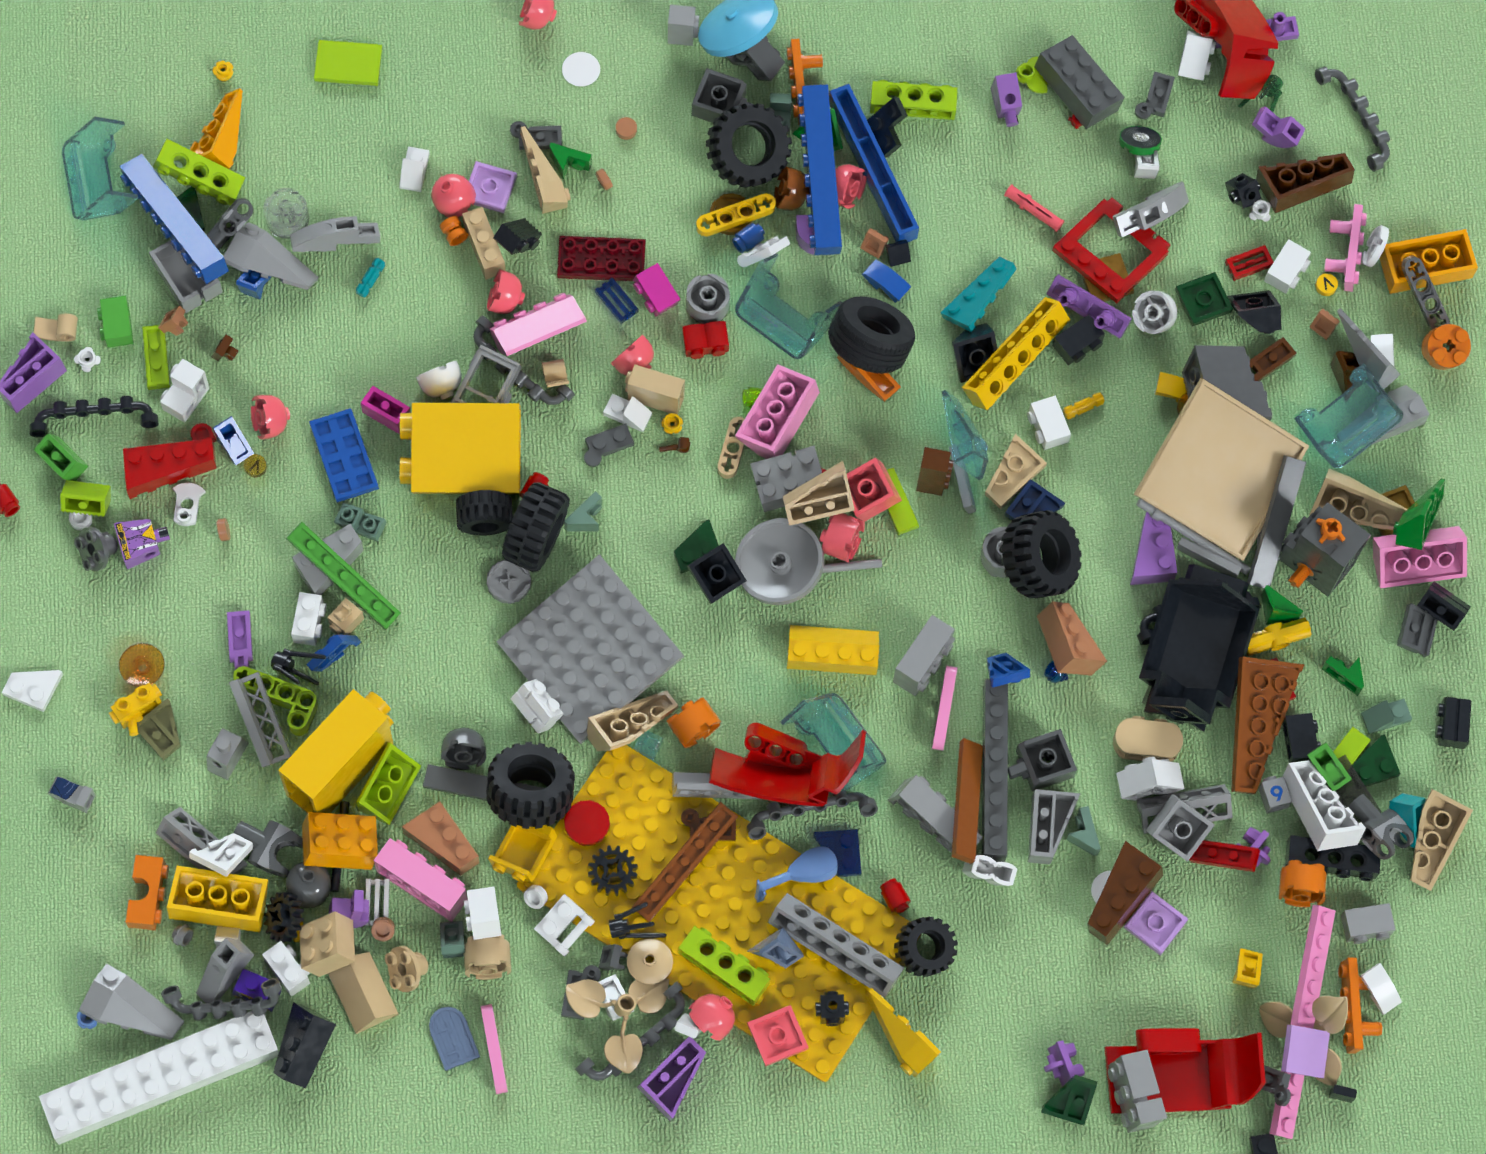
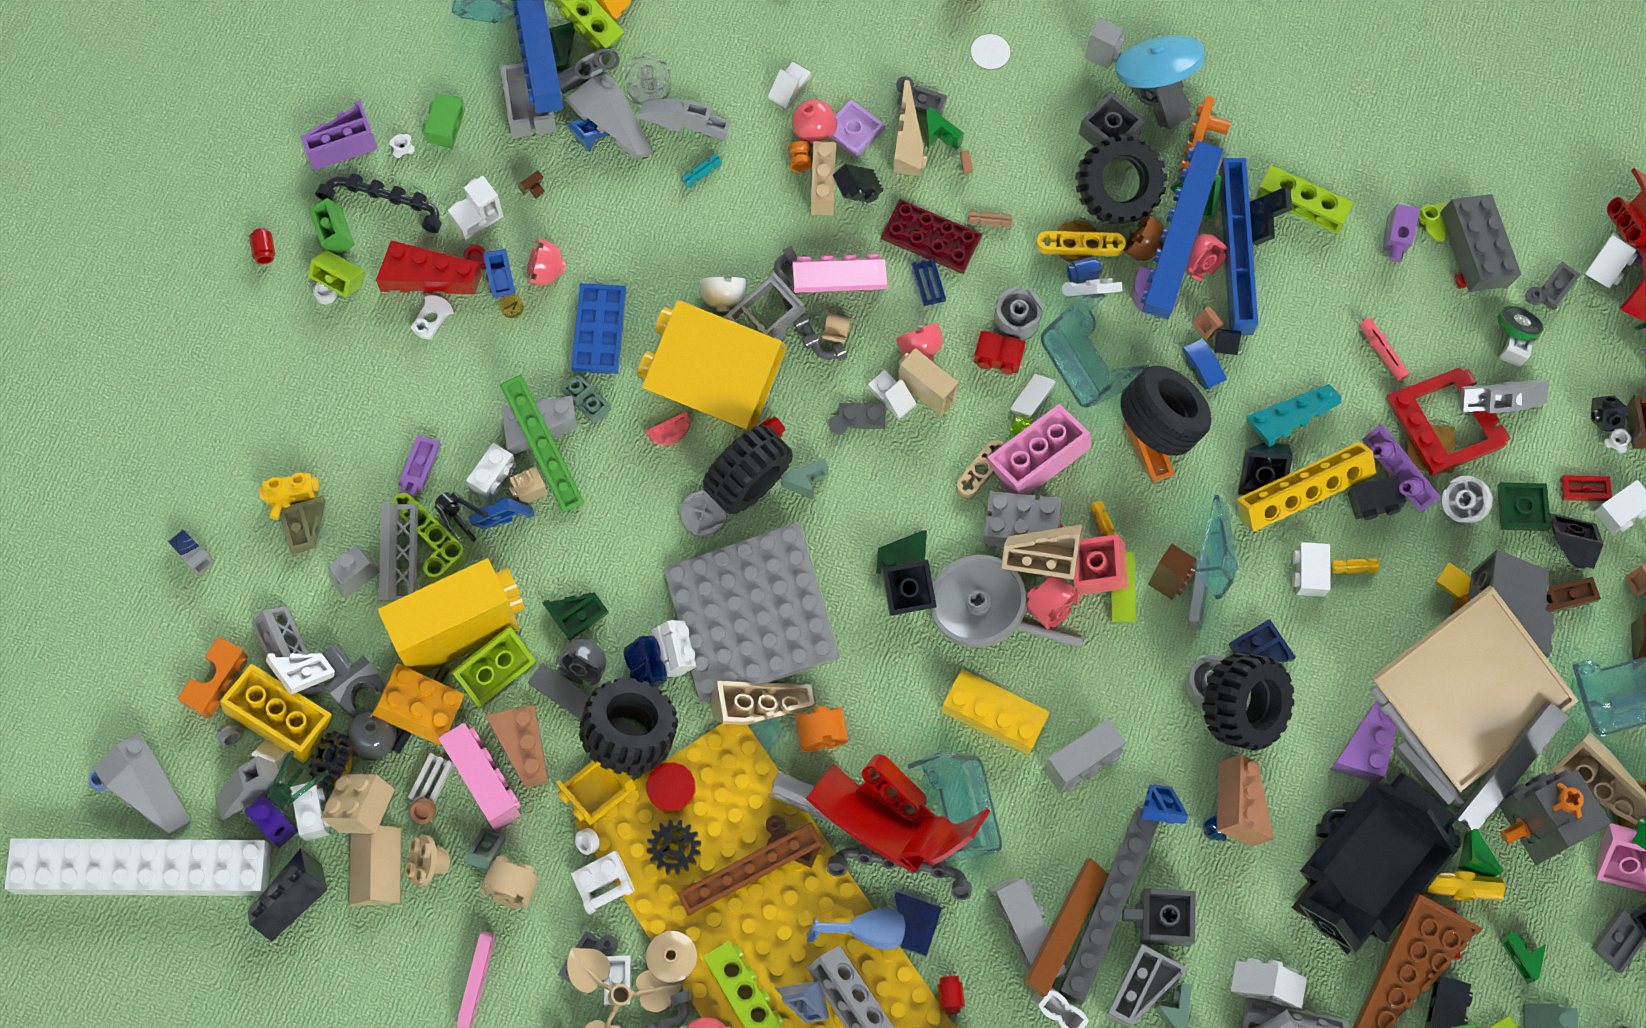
camera: 25 degrees right, 0 degrees up
(32, 687) = (205, 434): white wing -> none
(56, 330) = (388, 108): tan panel -> none
(95, 548) = (324, 324): flat silver plate -> none
(135, 657) = (310, 444): clear orange dish -> none
(139, 541) = (367, 334): medium lavender torso -> none
(156, 358) = (466, 166): lime tile -> none
(174, 321) = (497, 138): nougat tile -> none
(219, 1008) = (242, 832): dark grey bar -> none
(223, 529) = (452, 354): nougat tile -> none
(258, 962) = (281, 794): none -> clear green plant
(353, 908) = (399, 778): medium lavender brick -> none
(383, 408) = (653, 295): dark pink brick -> none
(438, 710) = (576, 613): none -> dark green wing
(445, 522) = (669, 431): none -> coral tile
(452, 1038) = (441, 951): sand blue window -> none
(483, 913) = (523, 838): white brick -> none
(484, 512) = (704, 434): black tyre -> none
(505, 294) = (822, 234): coral cylinder -> none
(517, 726) = (644, 661): none -> clear blue brick
(610, 958) = (634, 935): dark grey tile -> none
(621, 928) = (657, 911): black plant -> none
(626, 128) = (1009, 122): nougat tile -> none
(646, 223) = (990, 219): none -> medium nougat axle
(656, 290) = (970, 286): dark pink brick -> none
(672, 418) = (931, 416): yellow plate -> none
(683, 446) = (931, 448): reddish brown hand -> none
(750, 366) = (1032, 396): none -> white slope
(782, 105) = (1171, 155): sand green slope -> none
(855, 449) = (1102, 518): none -> yellow axle
(944, 708) = (1084, 818): bright pink beam -> none
(1014, 472) = (1257, 604): tan wing -> none
(1144, 738) = (1283, 939): tan brick -> none

